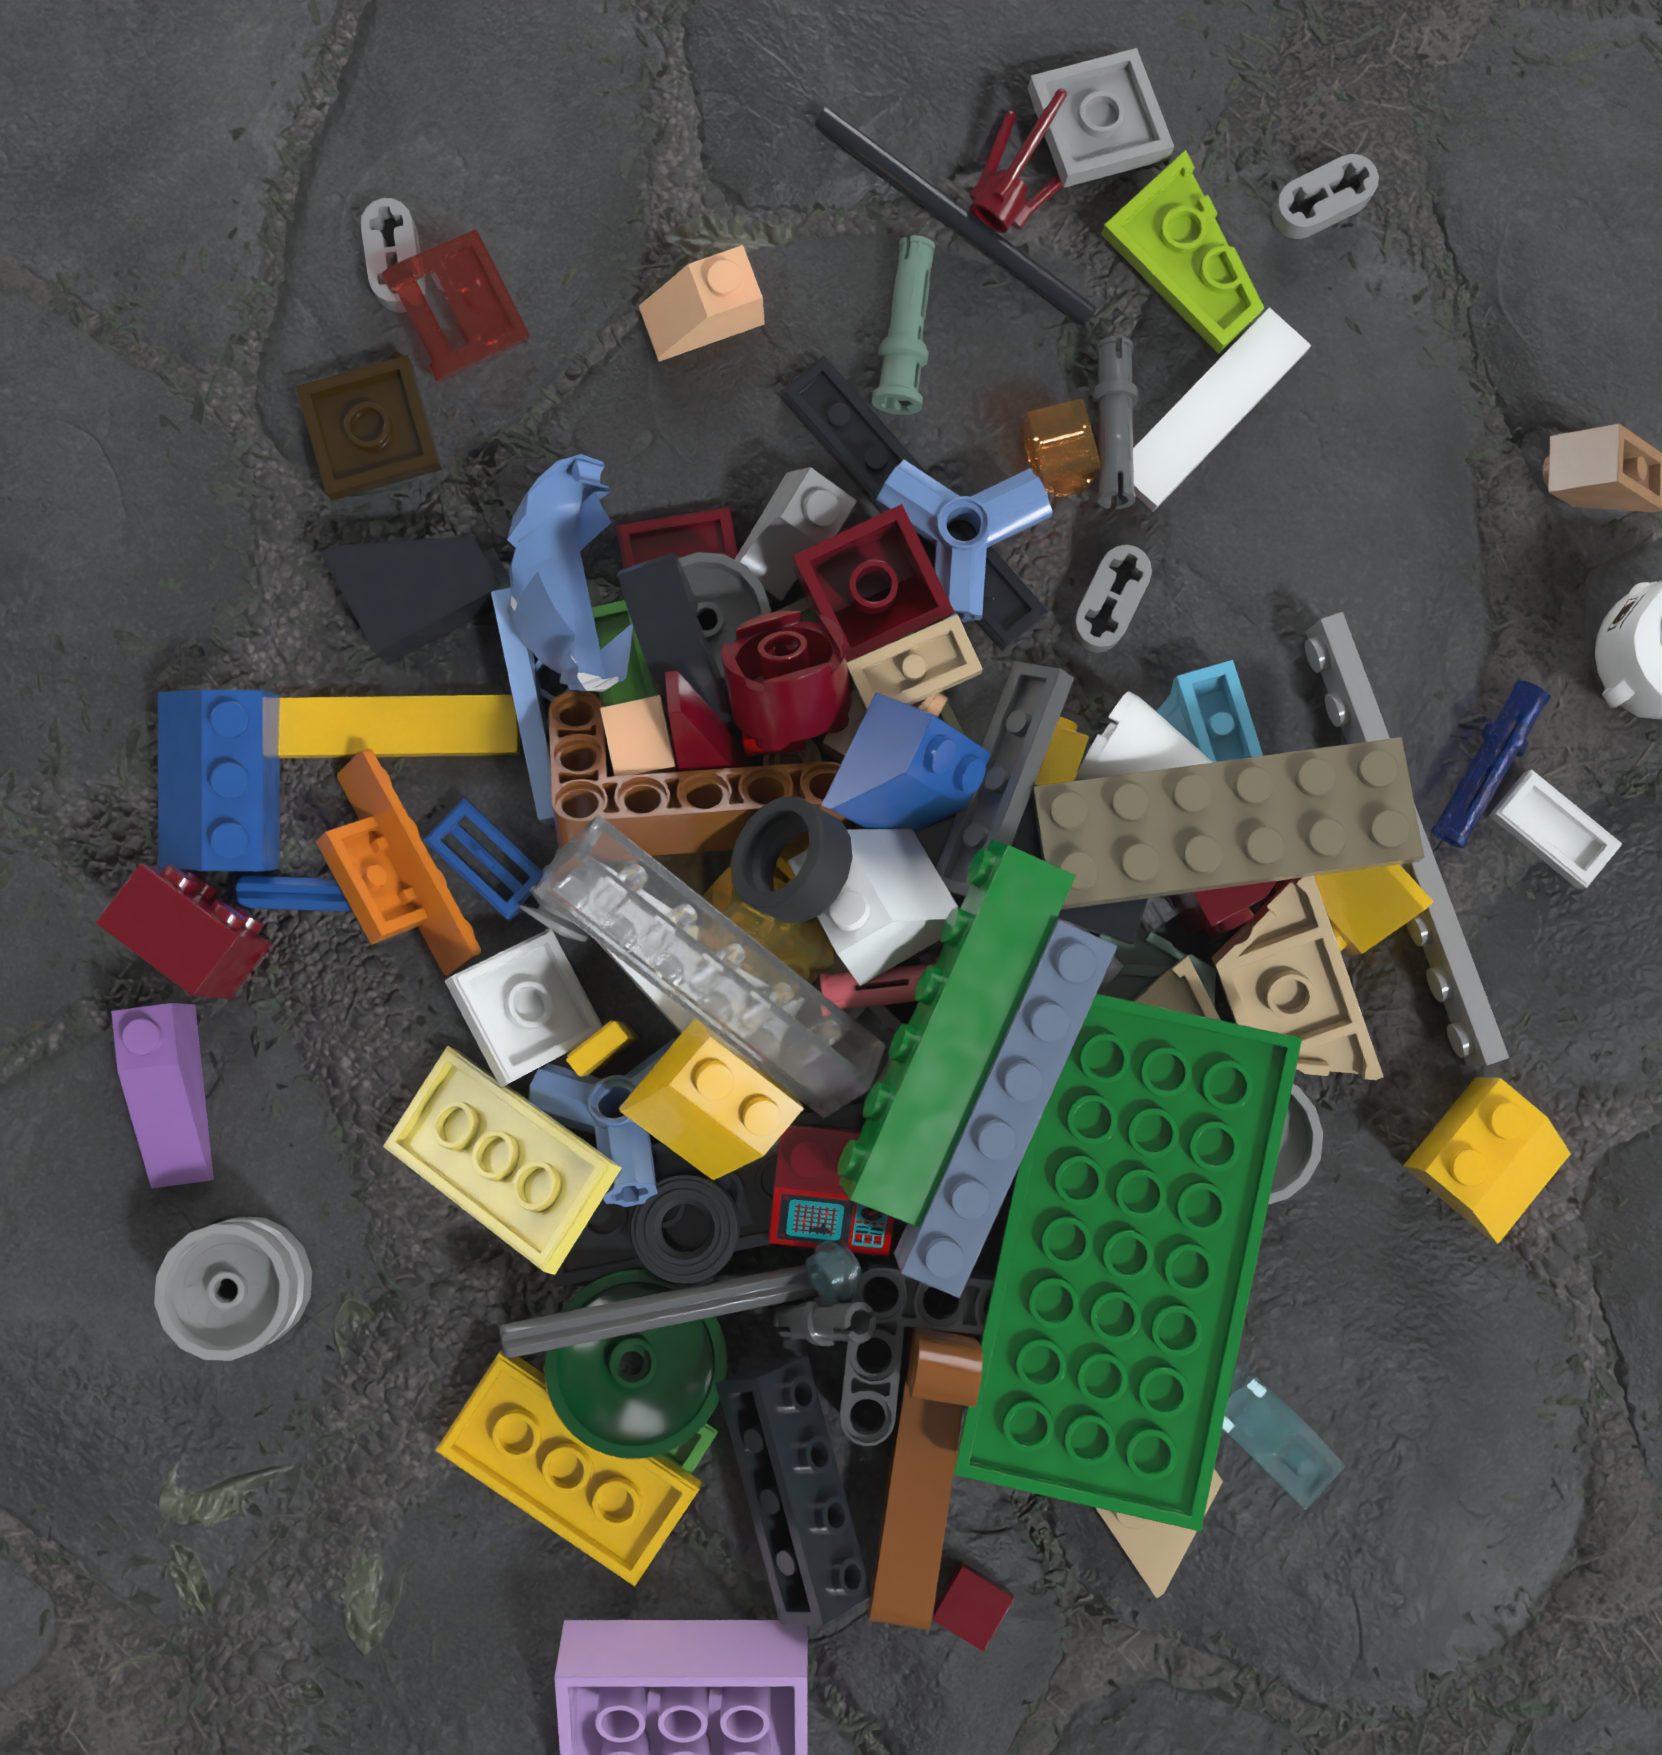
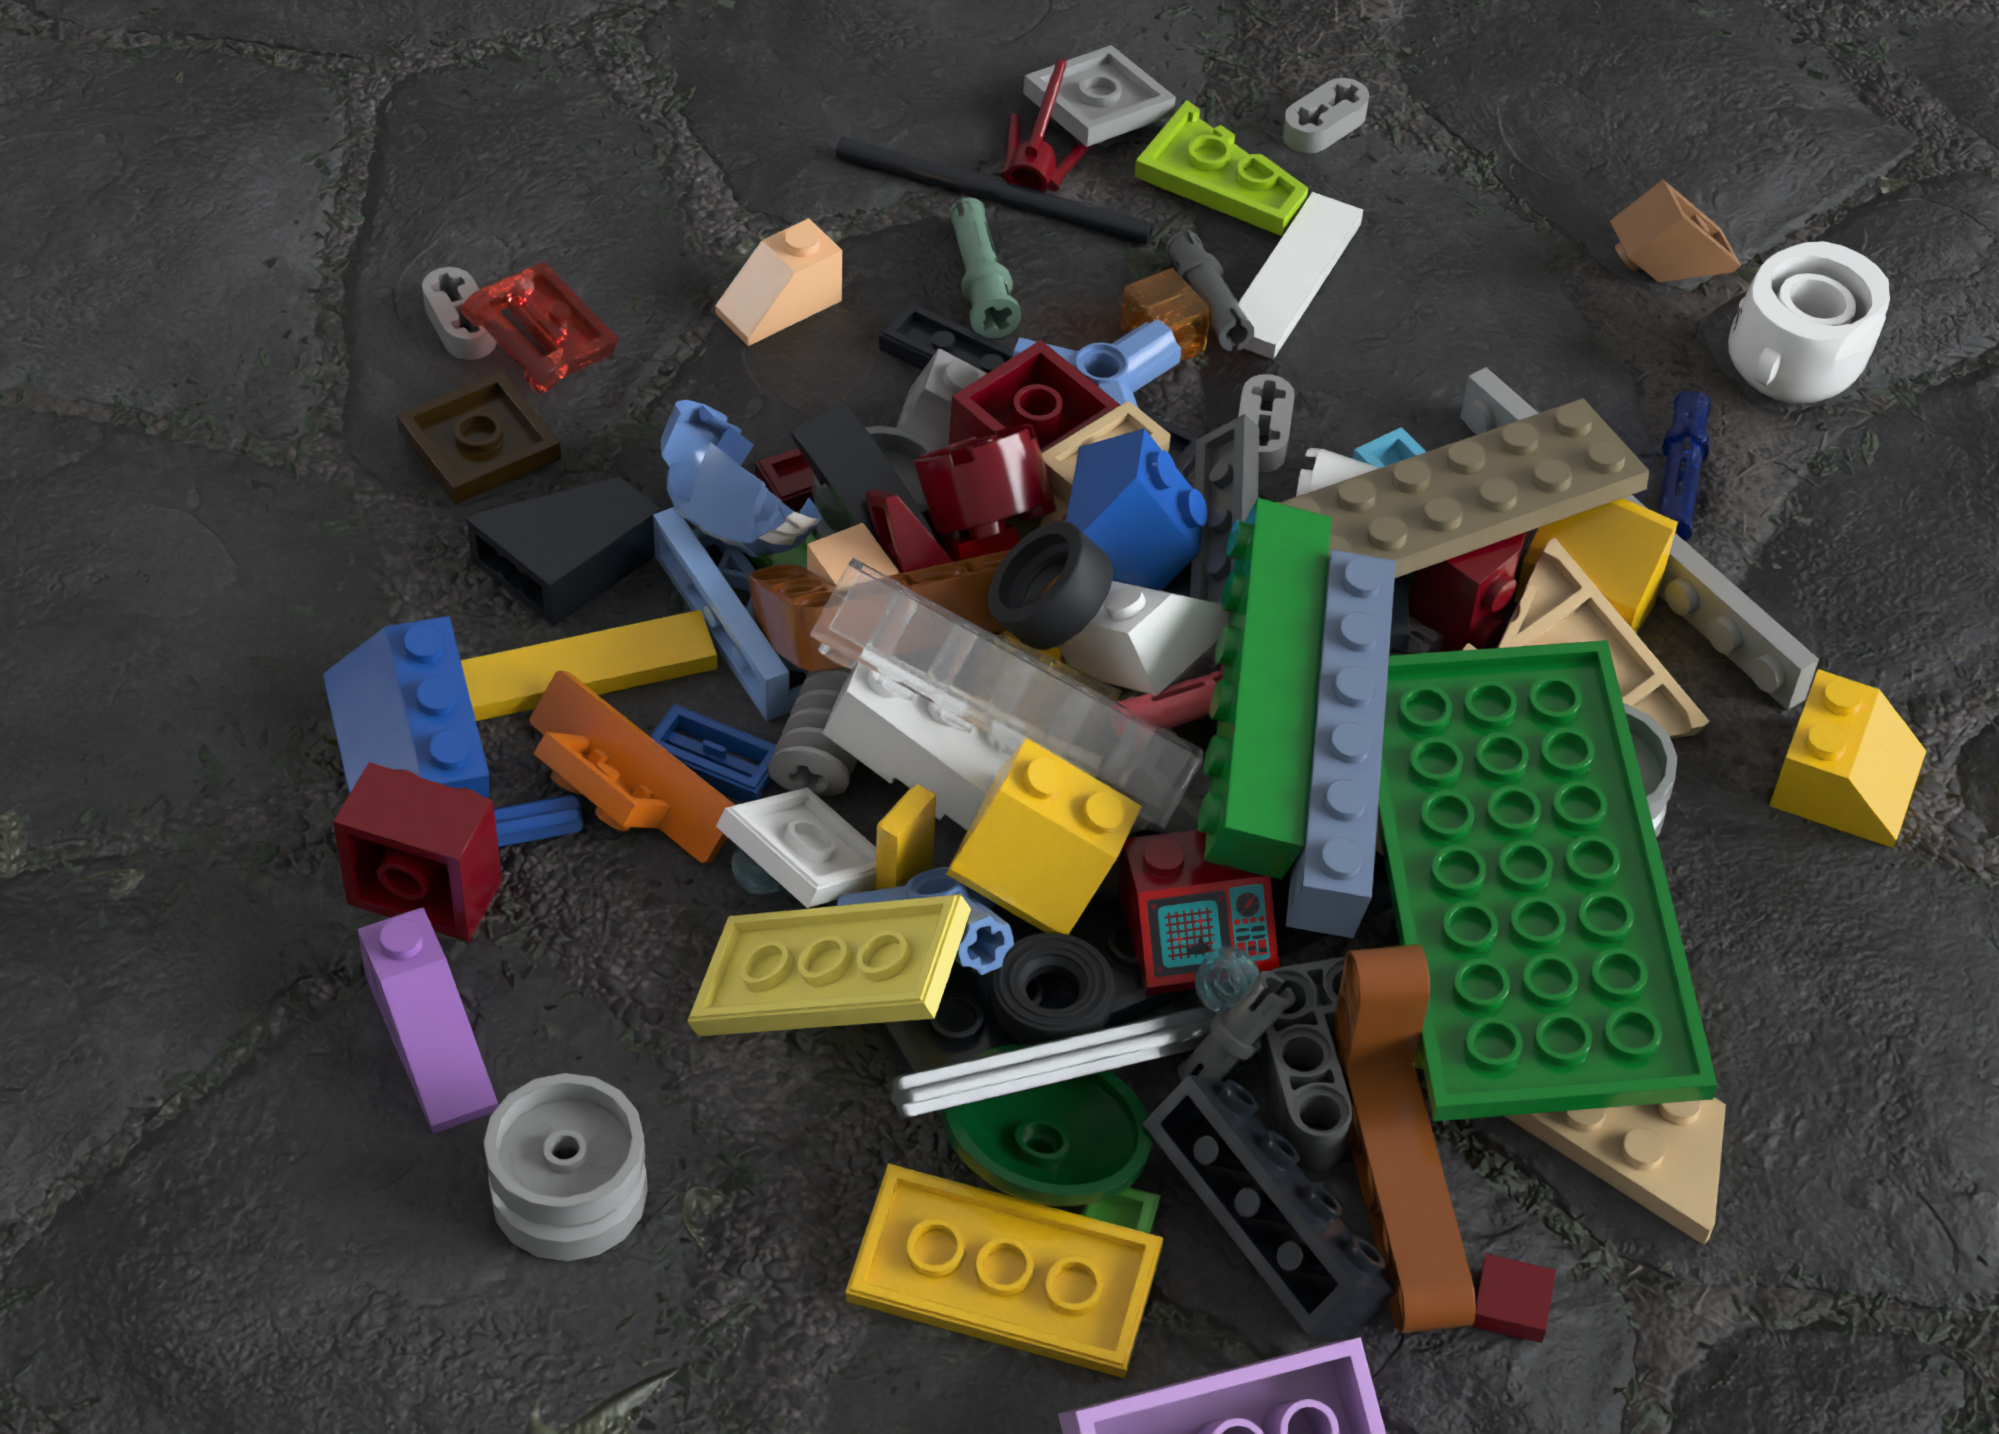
camera: 15 degrees left, 35 degrees down
(1280, 1442) = (1771, 1048): clear light blue slope -> none
(1555, 829) = (1770, 507): white tile -> none

